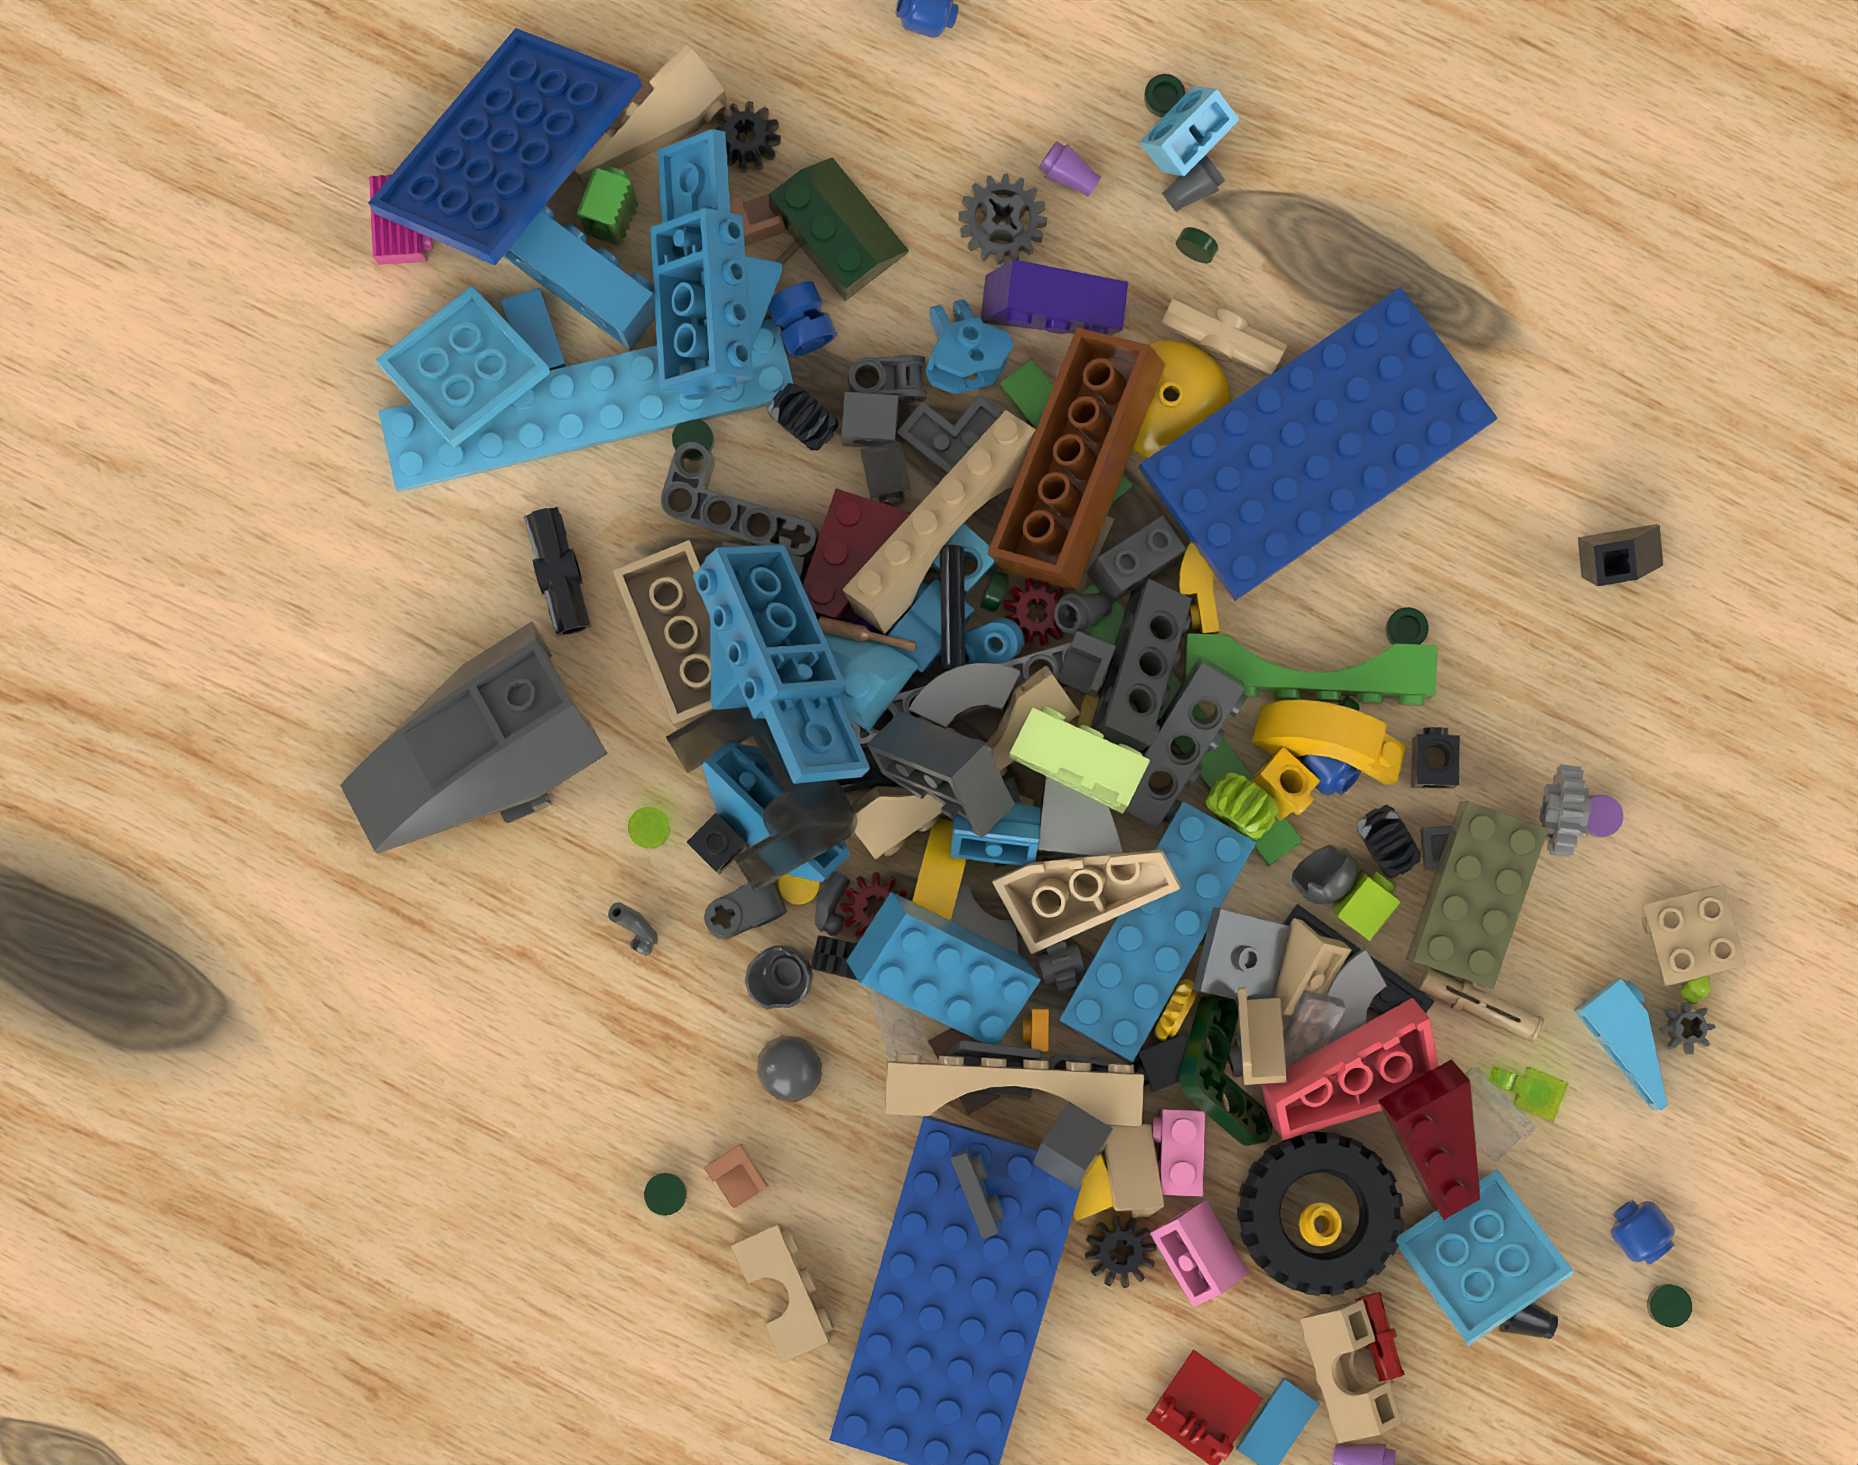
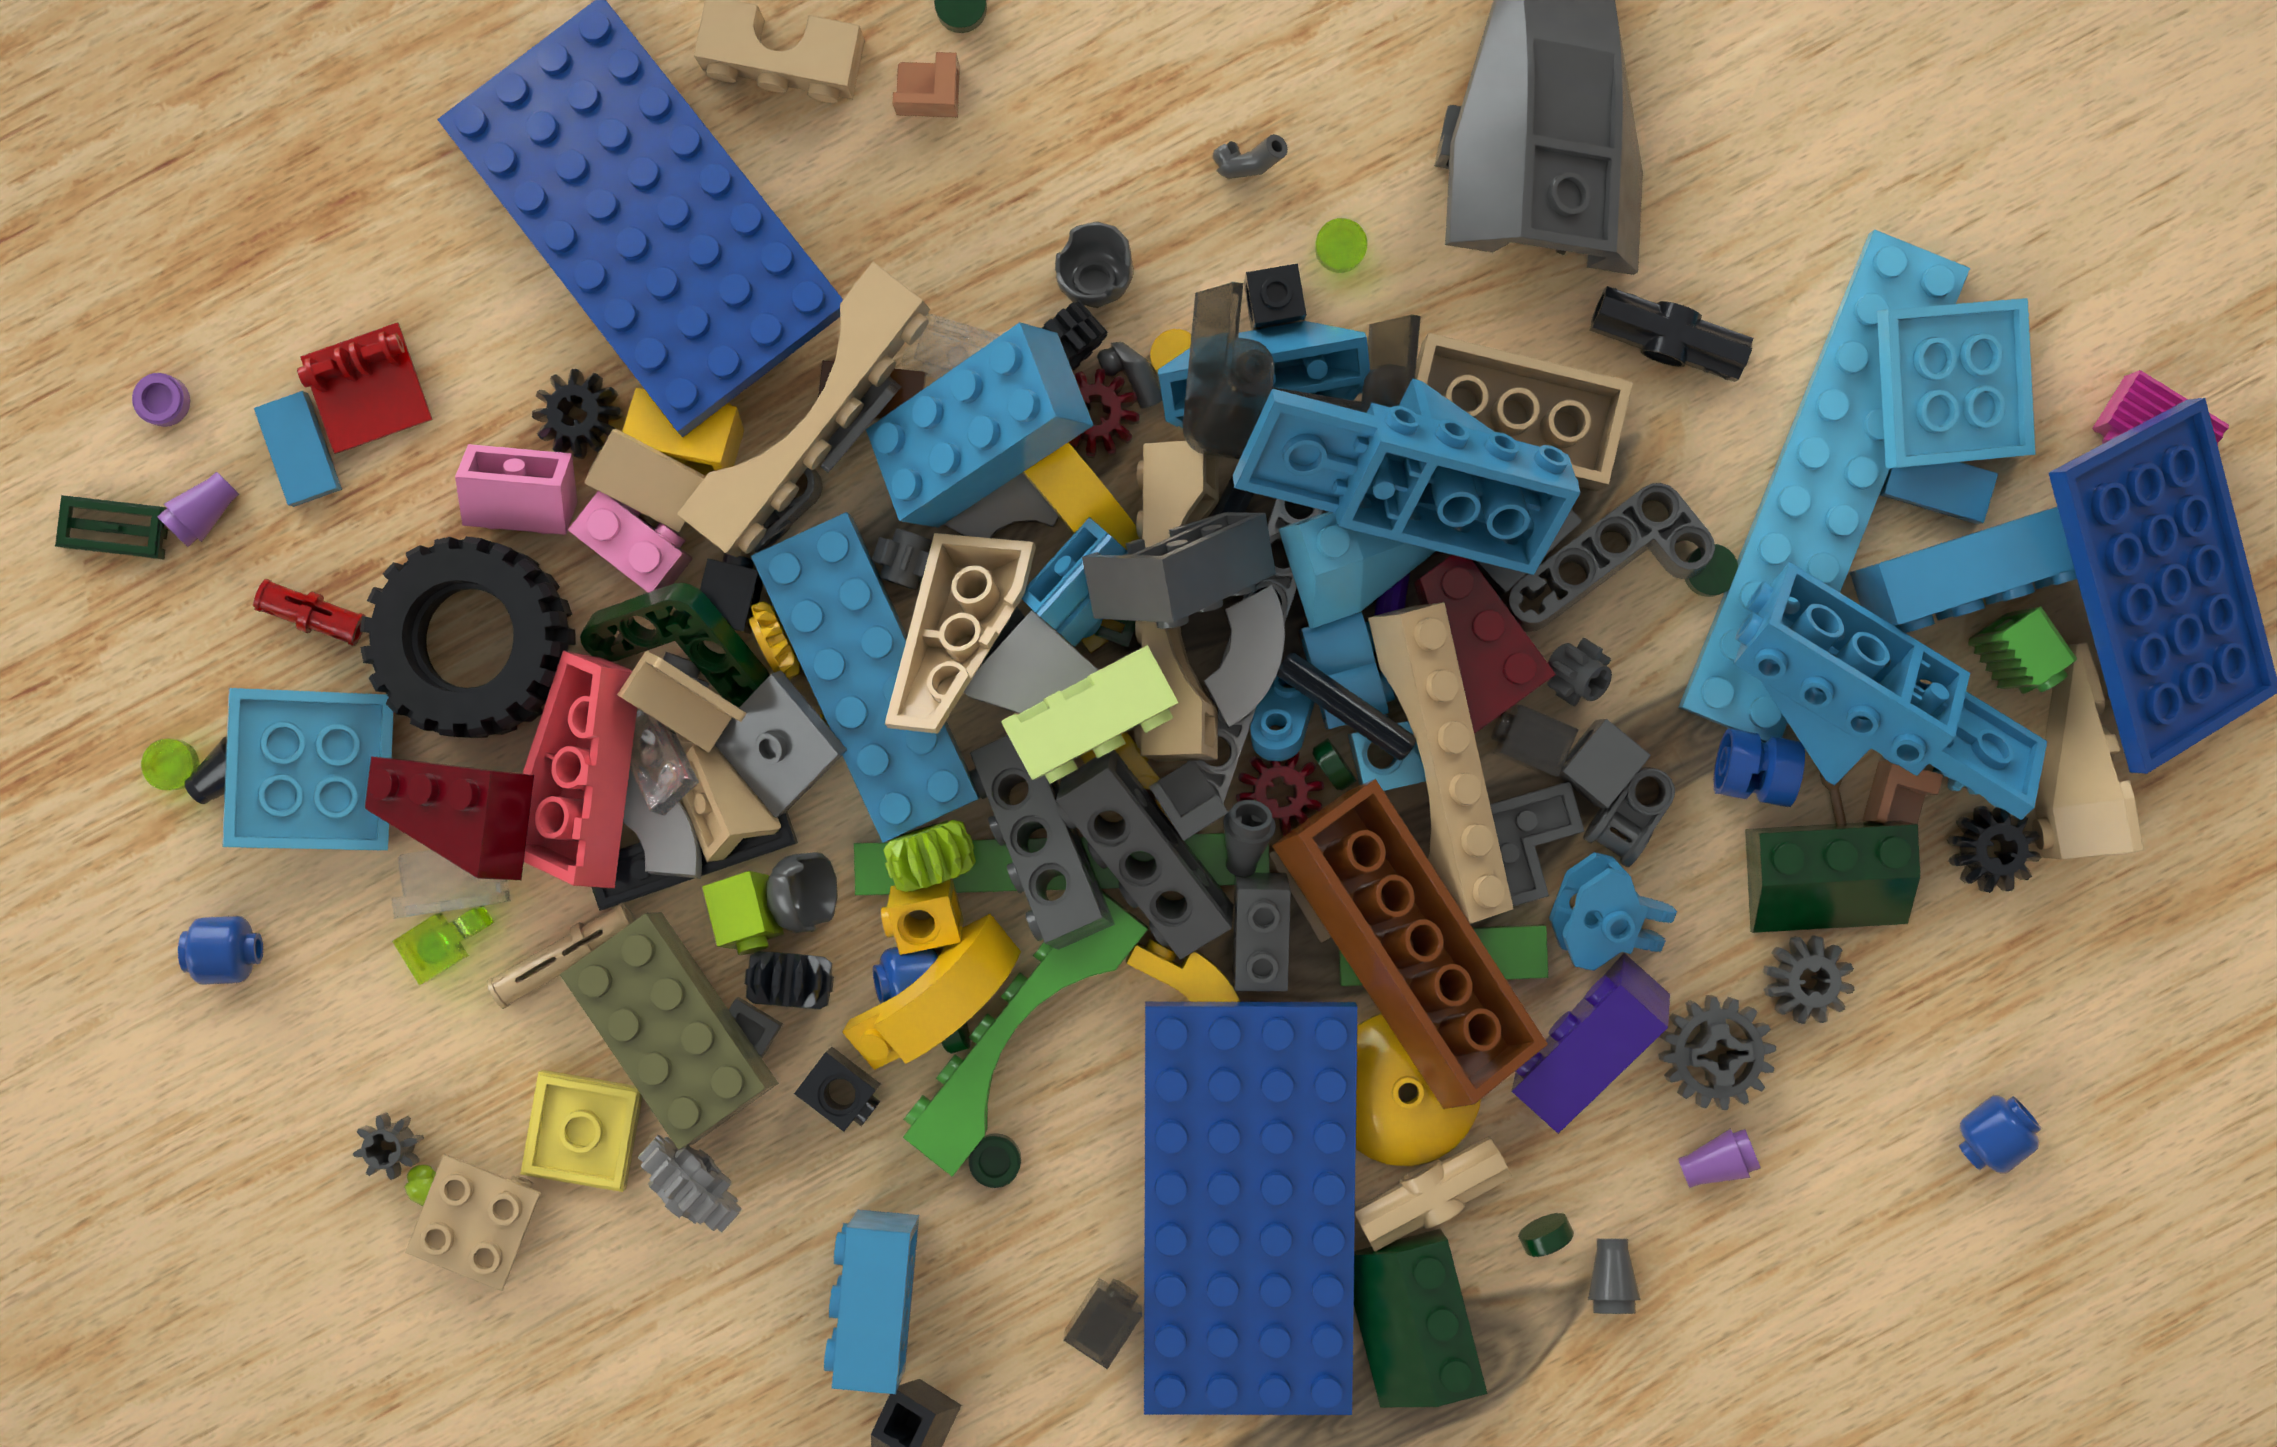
camera: 120 degrees right, 5 degrees up
(750, 910) = (1186, 279): dark grey piece -> none
(789, 1068) = (997, 215): dark grey hair -> none
(803, 416) = (1654, 695): black gear -> none
(821, 475) = (1579, 672): none -> dark grey gear
(860, 633) = (1387, 591): medium nougat piece -> none
(900, 187) = (1828, 985): none -> dark grey gear
(985, 1208) = (747, 302): dark grey plate -> none
(1036, 1029) = (856, 487): light orange plate -> none
(1072, 1146) = (704, 427): dark grey piece -> none
(1163, 93) = (1729, 1316): dark green tile -> none
(1189, 130) = (1673, 1314): medium azure brick -> none
(1313, 287) = (1415, 1323): none -> dark green slope
(1331, 1224) = (438, 633): yellow plate -> none
(1353, 1405) = (255, 537): tan arch -> none
(1457, 484) = (1104, 1321): none -> clear smoke brick
(1547, 1359) = (169, 763): none -> clear neon green tile
(1553, 639) = (872, 1301): none -> dark azure brick
(1584, 910) = (581, 1130): none -> light yellow tile
(1605, 816) = (658, 1223): medium lavender tile -> none
(1626, 1035) = (428, 1080): medium azure slope -> none
(1669, 1305) = (133, 924): dark green tile -> none

